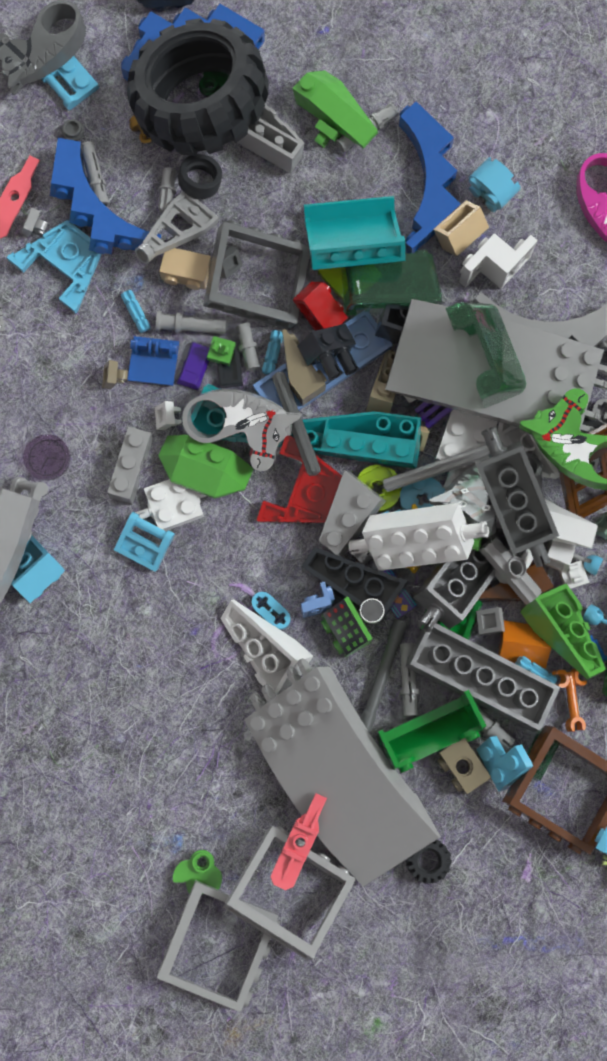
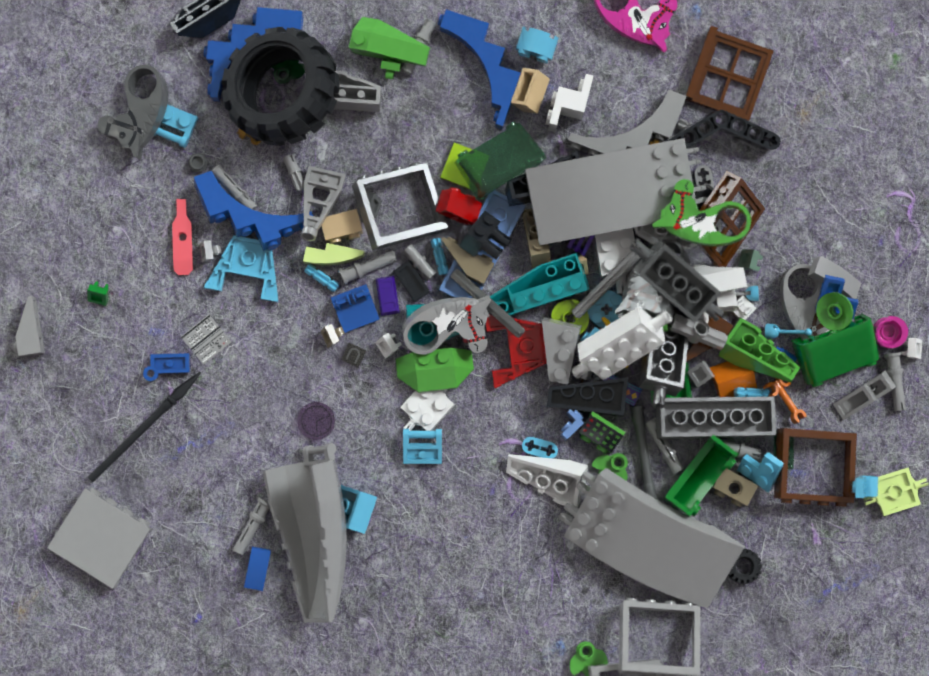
camera: 25 degrees left, 5 degrees up
(125, 408) = (353, 355): none -> clear smoke tile
(128, 466) = (382, 395): light grey arch -> none
(158, 292) = (331, 255): none -> yellowish green slope
(204, 163) = (318, 163): black tyre -> none
(221, 351) = (402, 275): bright green tile -> none
(293, 856) = (649, 613): coral piece -> none
(338, 665) = (606, 461): none -> bright green plate
(353, 233) = (454, 137): teal panel -> none
(372, 610) = (614, 412): flat silver tile -> none
(506, 375) = (609, 180): clear green windscreen -> none

